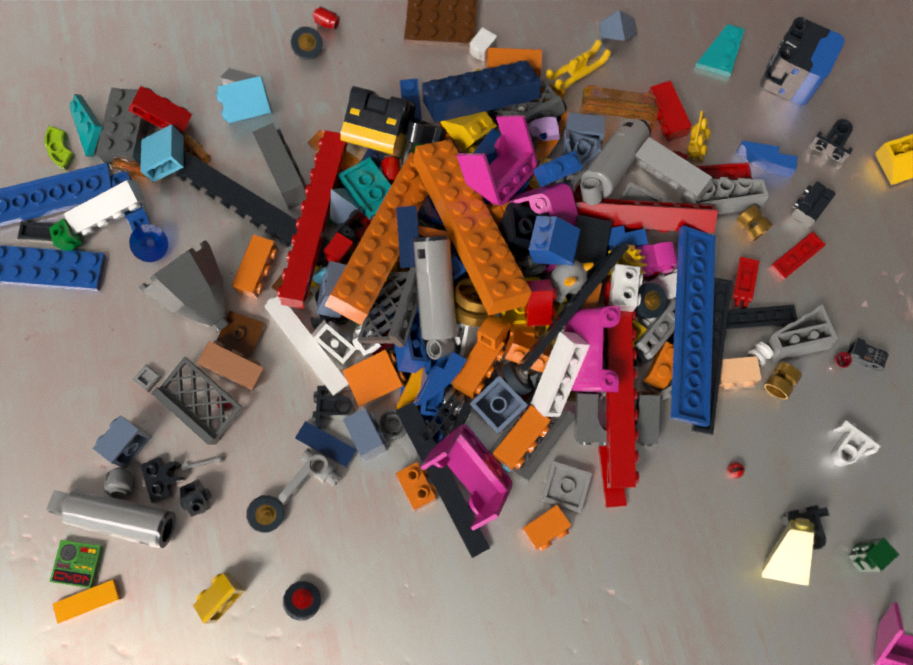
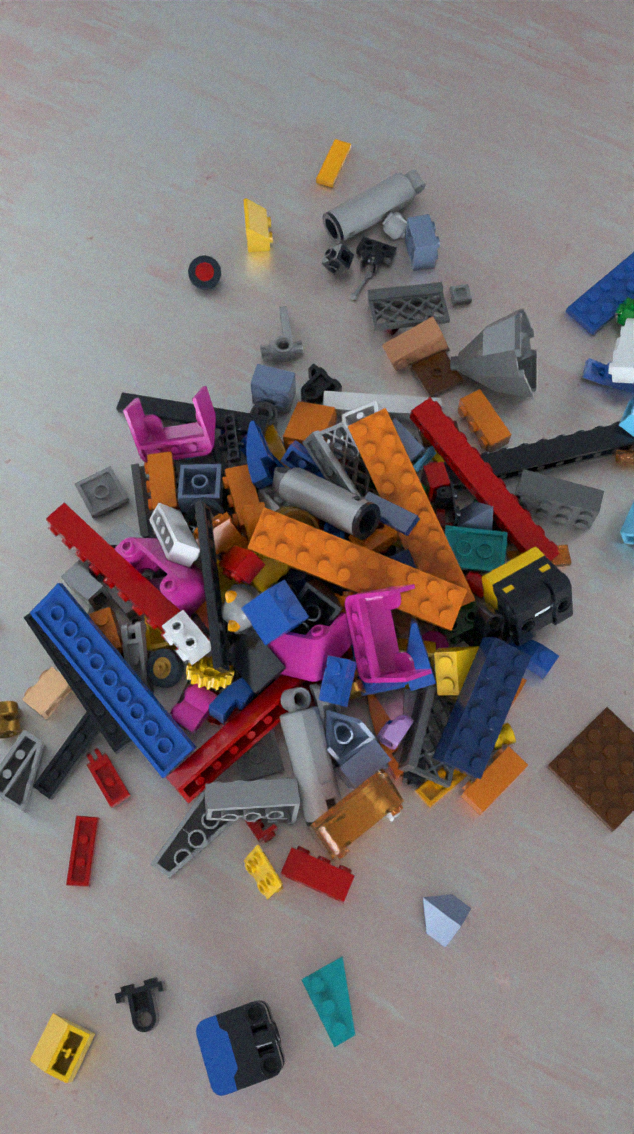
camera: 130 degrees right, 5 degrees down
(76, 564) = (364, 172): tile -> none
(140, 247) = (573, 364): clear blue dish -> none
(265, 513) = (284, 292): black wheel -> none
(326, 444) = (300, 364): dark blue tile -> none
(416, 486) = (217, 392): orange brick -> none
(481, 43) = (539, 770): white brick -> none
(547, 527) = (89, 453): orange brick -> none
(577, 67) = (438, 833): yellow piece -> none
(732, 171) = (215, 864): red tile -> none
(749, 217) = (144, 837): pearl gold wheel -> none
(762, 351) = (42, 726): white wheel -> none
(768, 158) = (187, 918): blue slope -> none
(813, 204) = (109, 911): black brick -> none

